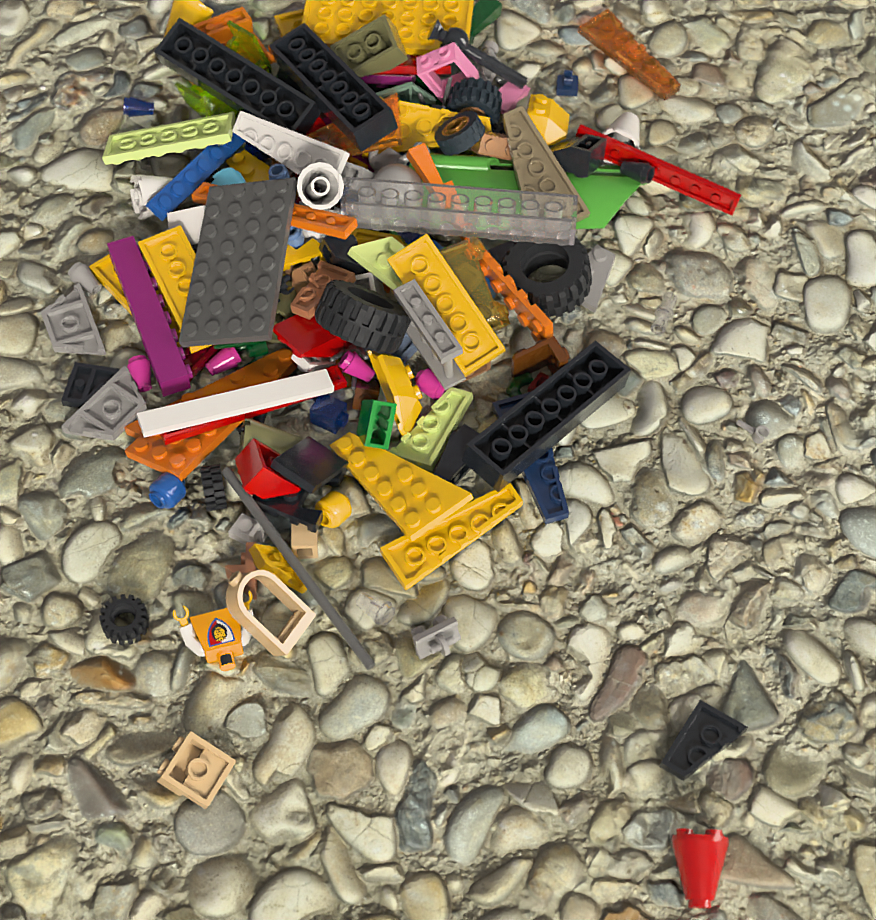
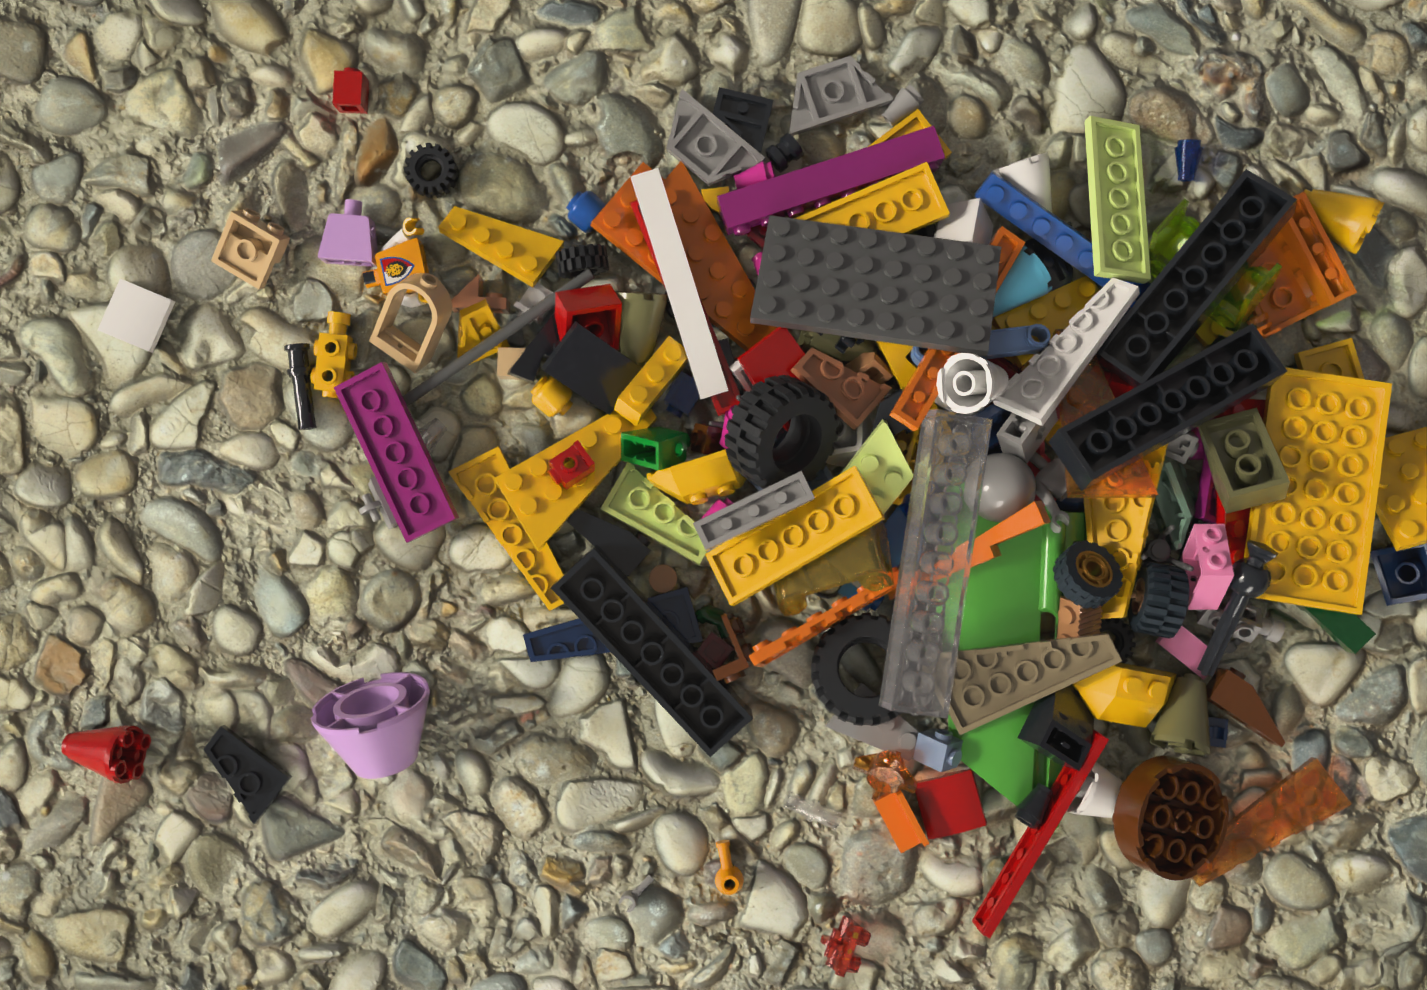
camera: 90 degrees right, 30 degrees up
(44, 691) = (350, 91): none -> red brick
(118, 351) = (784, 152): none -> black wheel
(157, 400) = (710, 196): none -> yellow tile
(187, 682) = (349, 238): none -> lavender torso
(195, 556) = (507, 246): none -> yellow wing
(262, 877) = (136, 315): none -> white slope
(302, 690) = (336, 362): none -> yellow brick
(317, 719) = (300, 373): none -> black pin
(328, 429) = (651, 381): none -> yellow brick
(389, 618) = (396, 452): none -> magenta plate
(395, 471) = (570, 476): none -> red brick
(483, 421) = (662, 578): none -> medium nougat tile
(545, 66) = (1240, 701): none -> reddish brown slope
(565, 90) = (1184, 718): none -> olive cone
(603, 230) = (938, 749): none -> sand blue brick
(626, 262) = (885, 772): none -> clear orange piece
(632, 93) = (1170, 817): none -> reddish brown brick
(635, 612) = (375, 722): none -> lavender cone
(644, 229) = (950, 804): none -> red slope
(661, 256) = (900, 821): none -> orange panel
(729, 368) = (727, 870): none -> light orange bar
(766, 287) = (842, 945): none -> clear red hips

